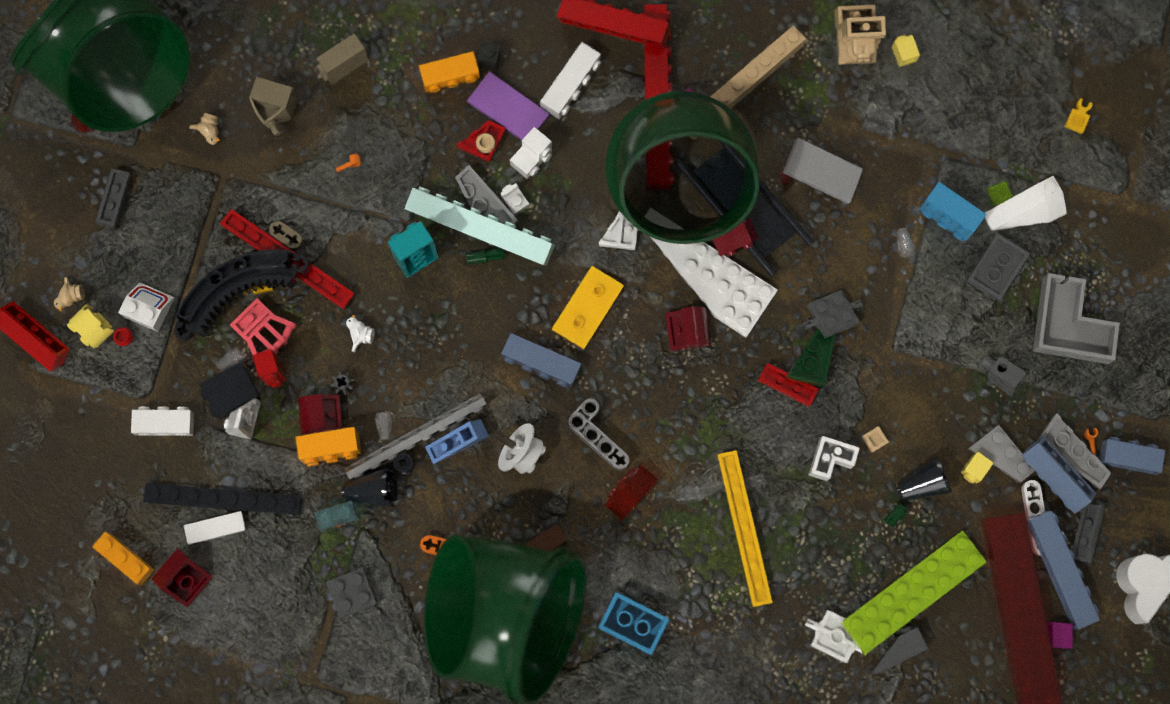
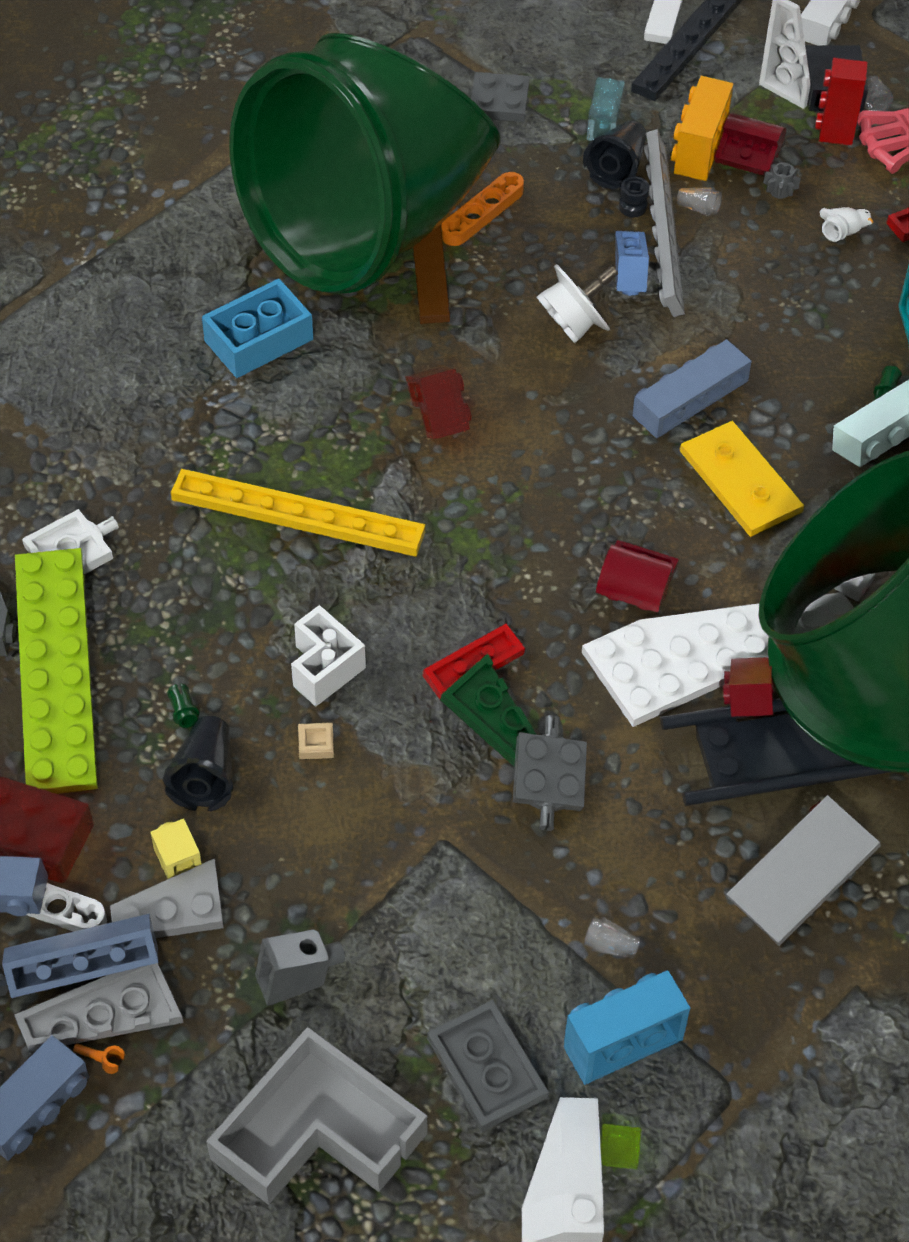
camera: 120 degrees right, 25 degrees down
(601, 437) = (541, 400): light grey beam -> none

